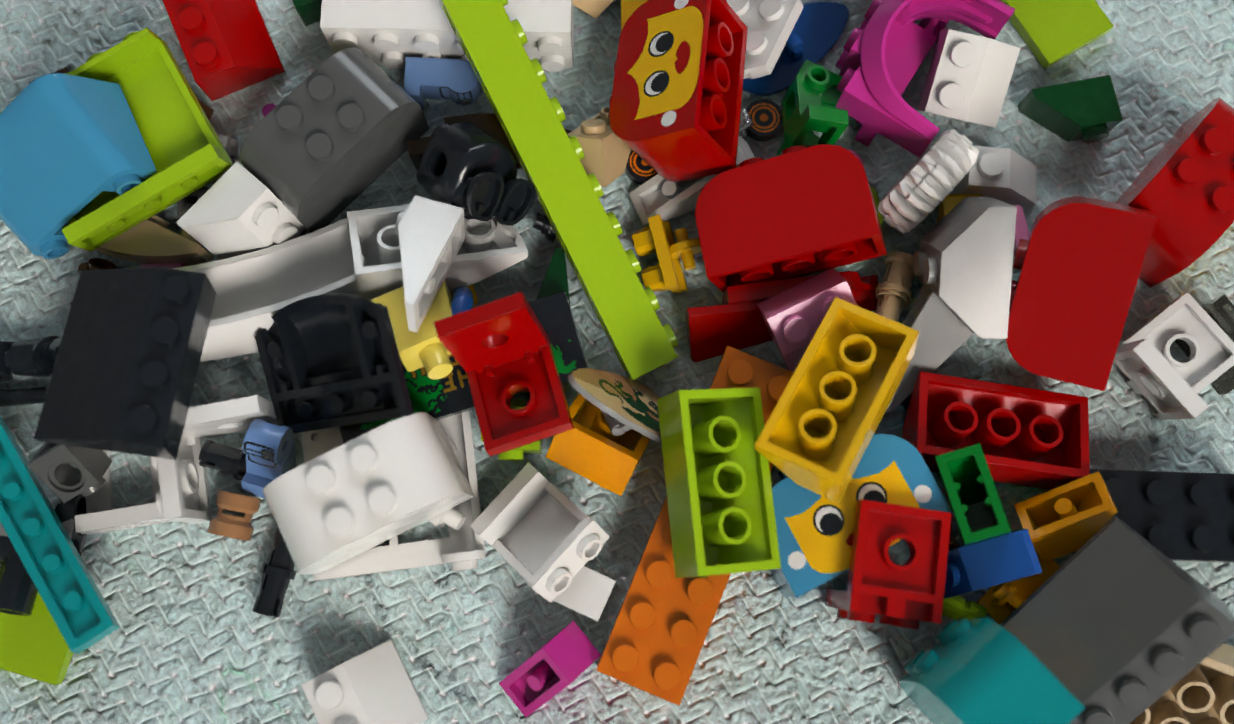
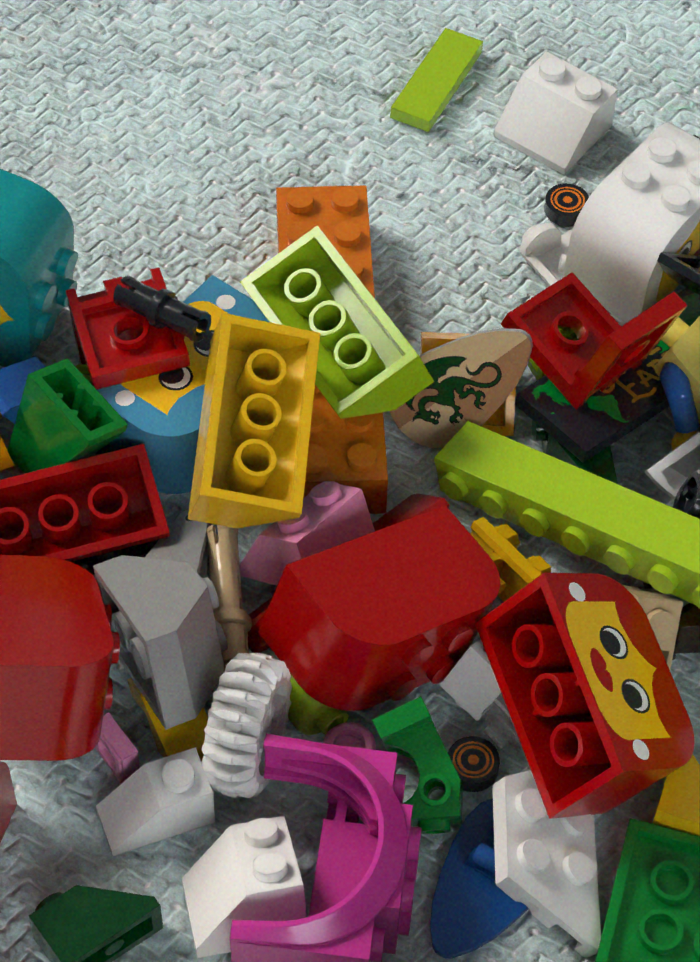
camera: 155 degrees right, 25 degrees down
(413, 595) = (564, 203): none -> black tile
(540, 532) = (476, 270): white panel -> none
(550, 669) = (404, 193): dark pink slope -> none
(587, 593) = (414, 256): white brick -> none
(873, 546) = (162, 308): none -> black pin

